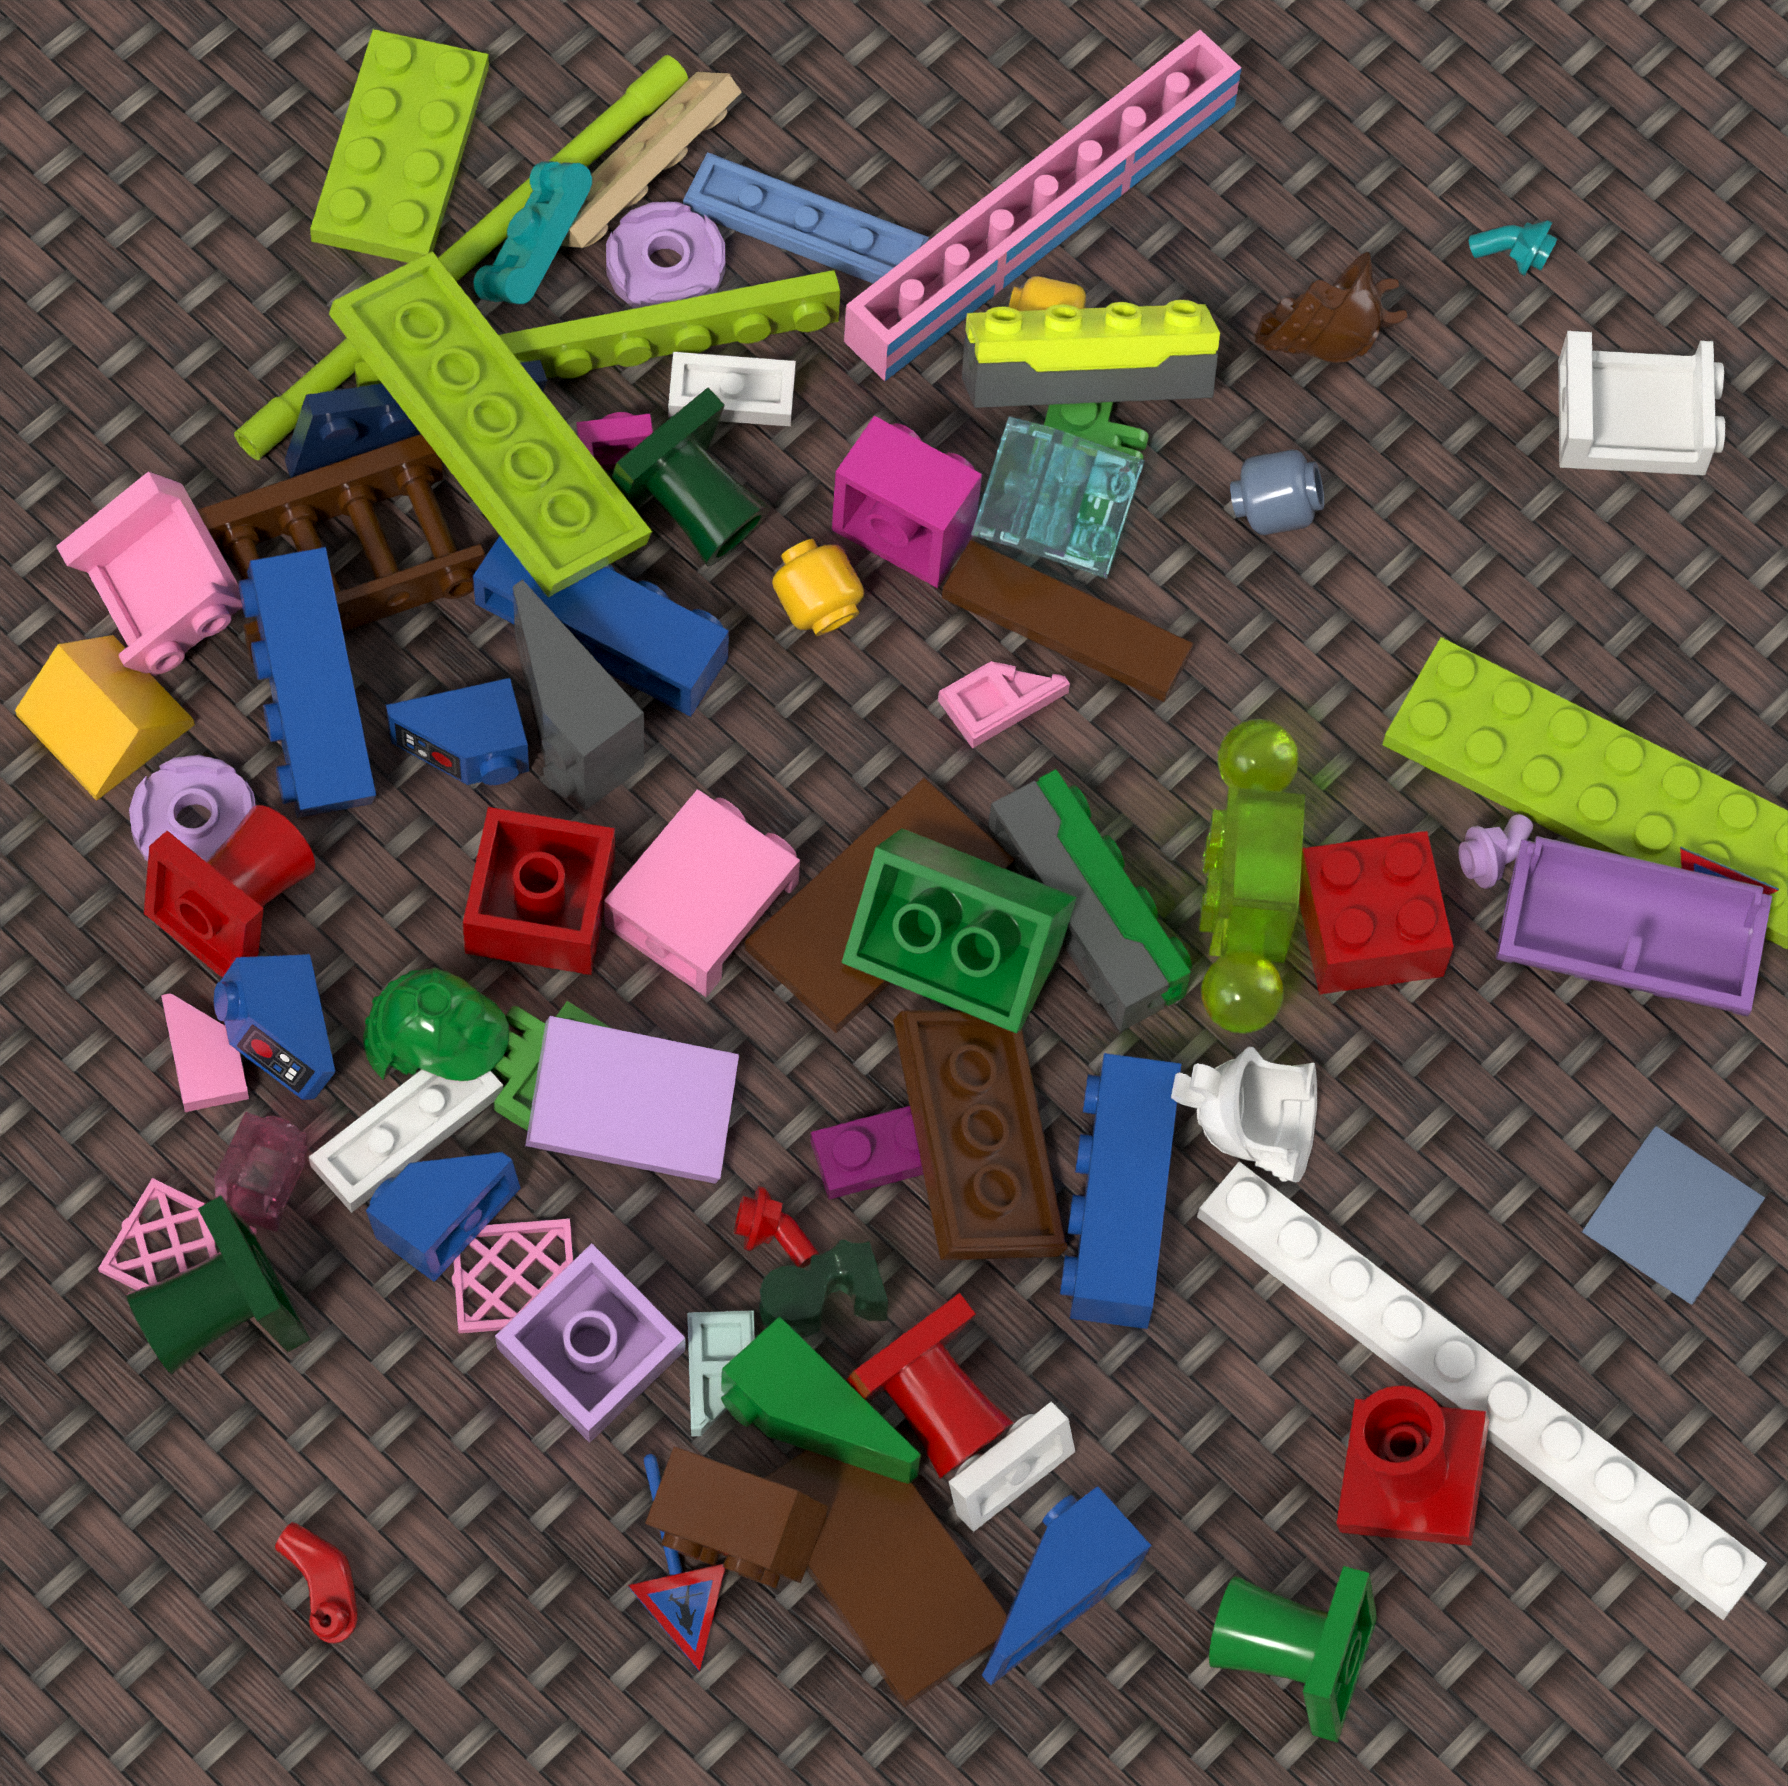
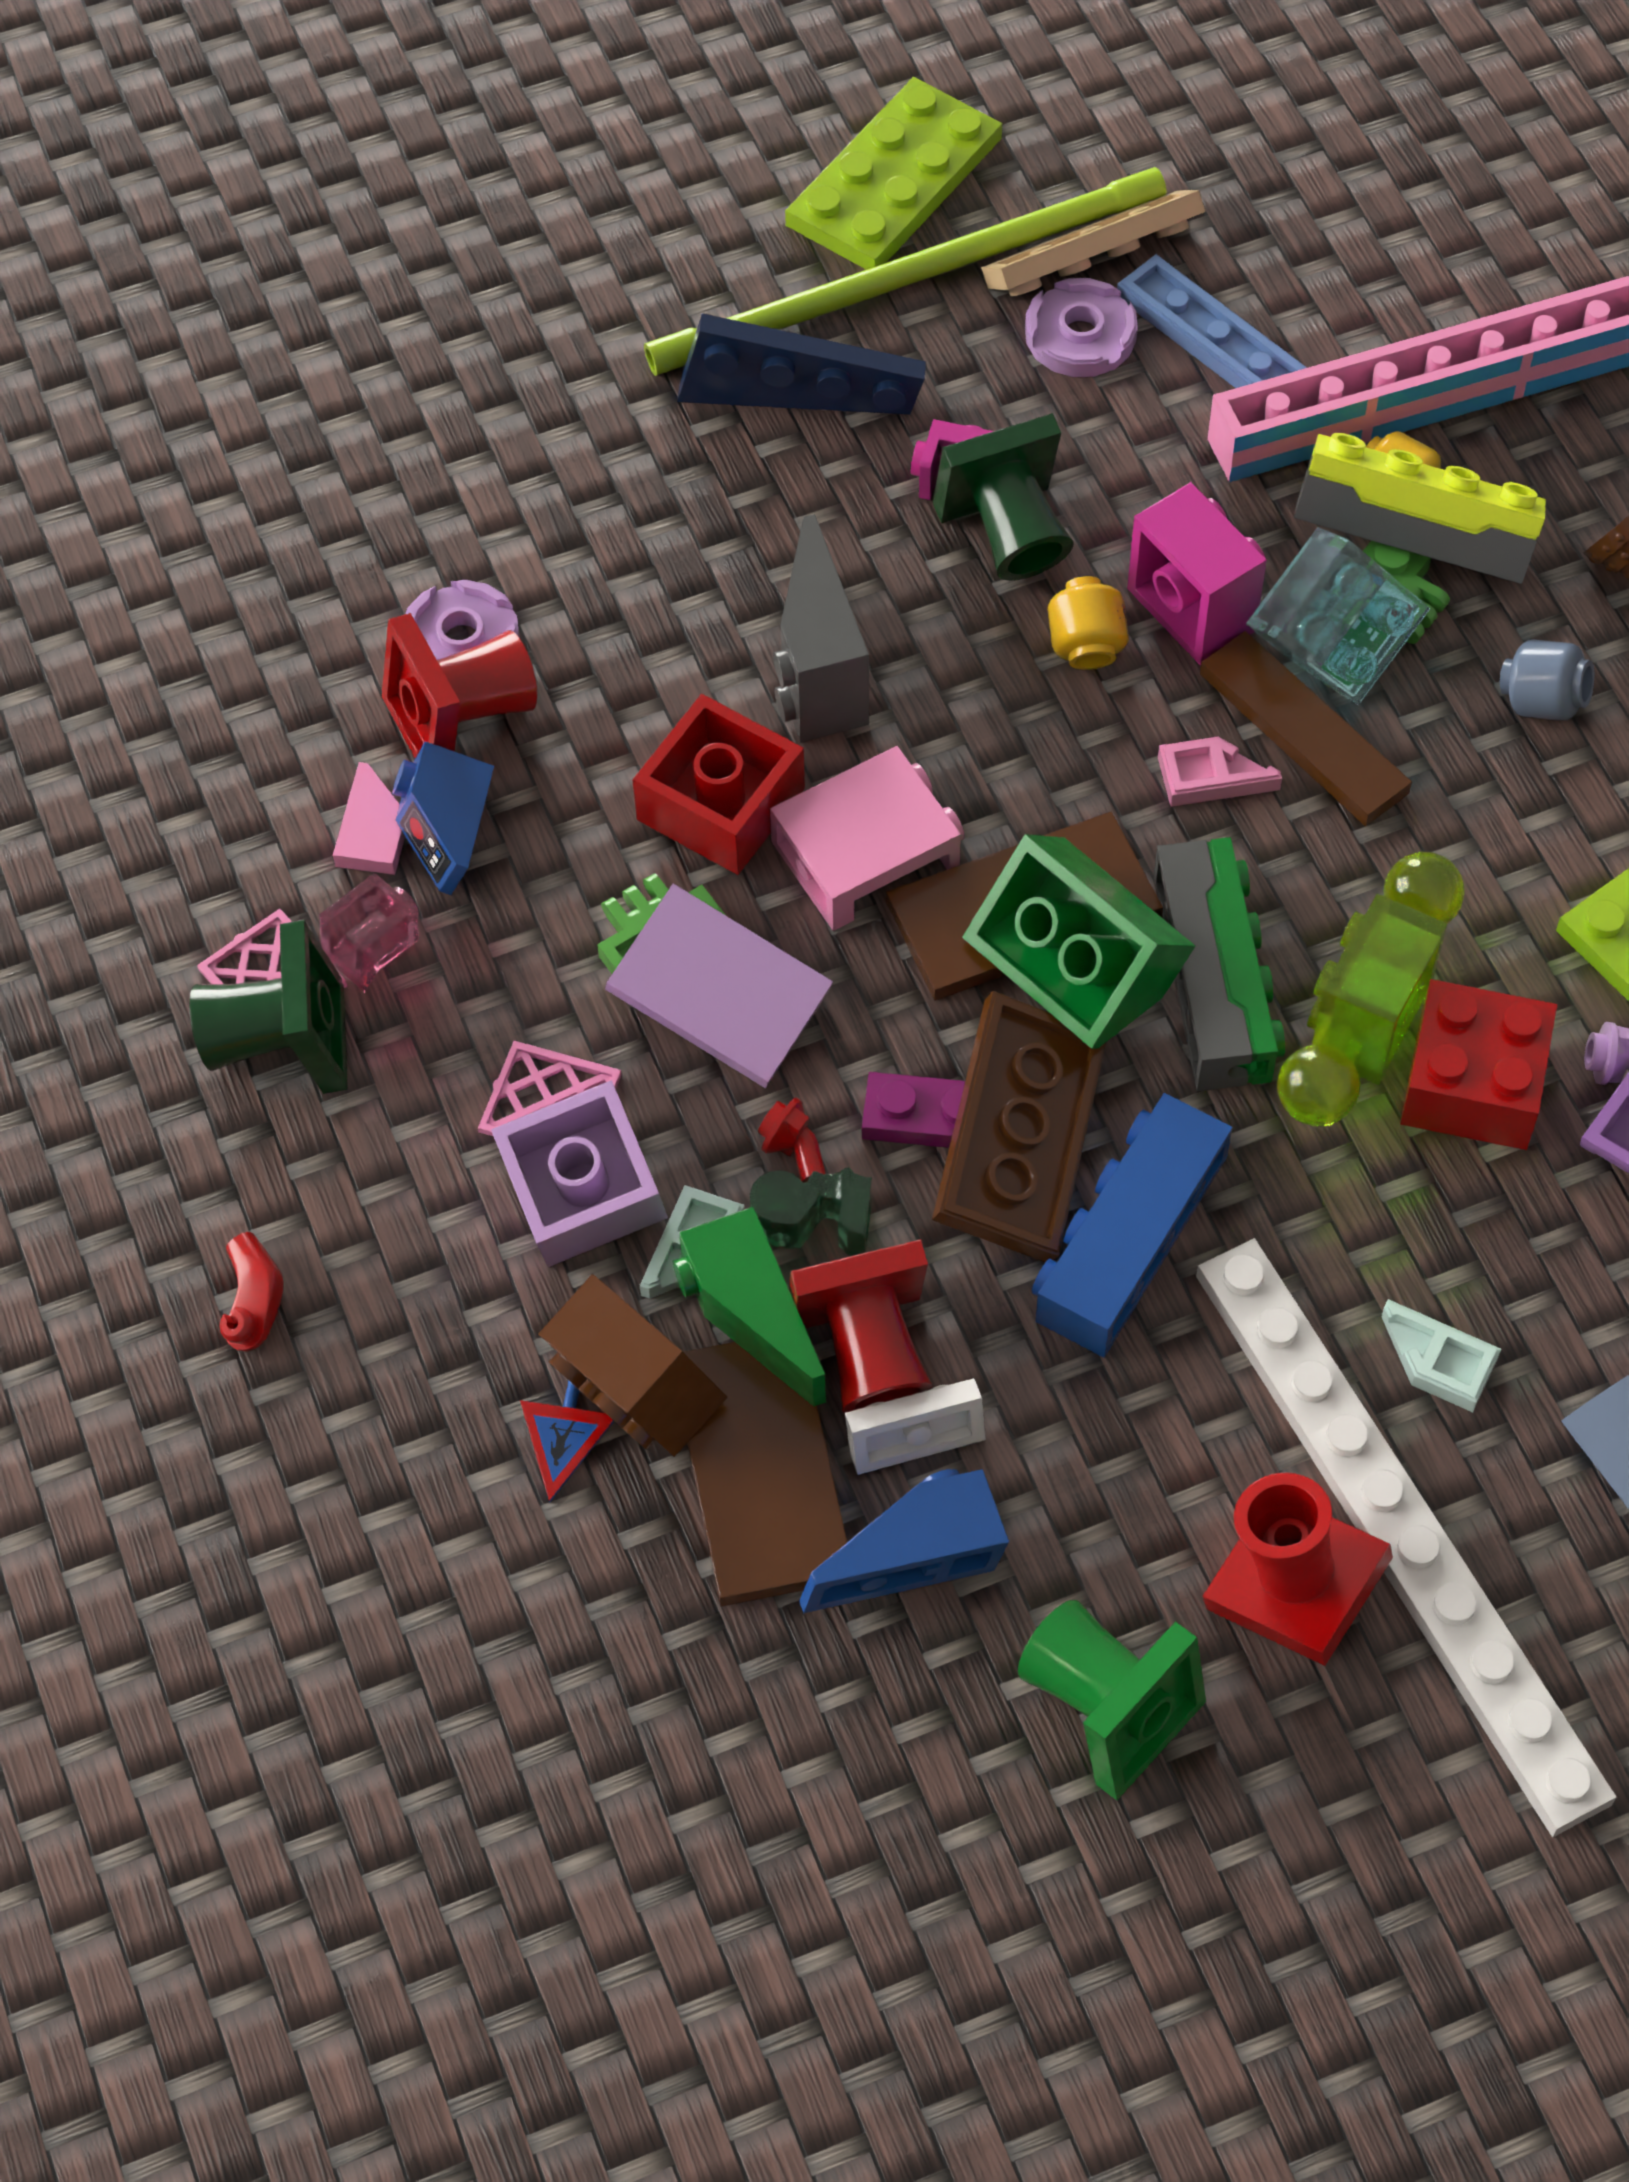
camera: 30 degrees right, 5 degrees down
(100, 714) = (424, 523): yellow slope -> none
(155, 572) = (518, 423): bright pink panel -> none
(309, 683) = (599, 549): blue brick -> none
(352, 490) = (688, 414): reddish brown fence -> none
(399, 1132) = (513, 939): white plate -> none
(436, 1026) = (578, 866): green helmet -> none
(440, 1207) = (510, 1015): blue slope -> none
(464, 732) = (721, 638): blue slope -> none
(490, 423) = (851, 390): lime plate -> none
(535, 233) = (972, 265): teal plate -> none
(623, 625) = (893, 590): blue brick -> none
(674, 326) = (1034, 373): lime plate -> none
(749, 387) = (1098, 445): white plate -> none
(1255, 1110) = (1288, 1194): white helmet -> none
(1449, 1210) = (1440, 1356): none -> light aqua tile

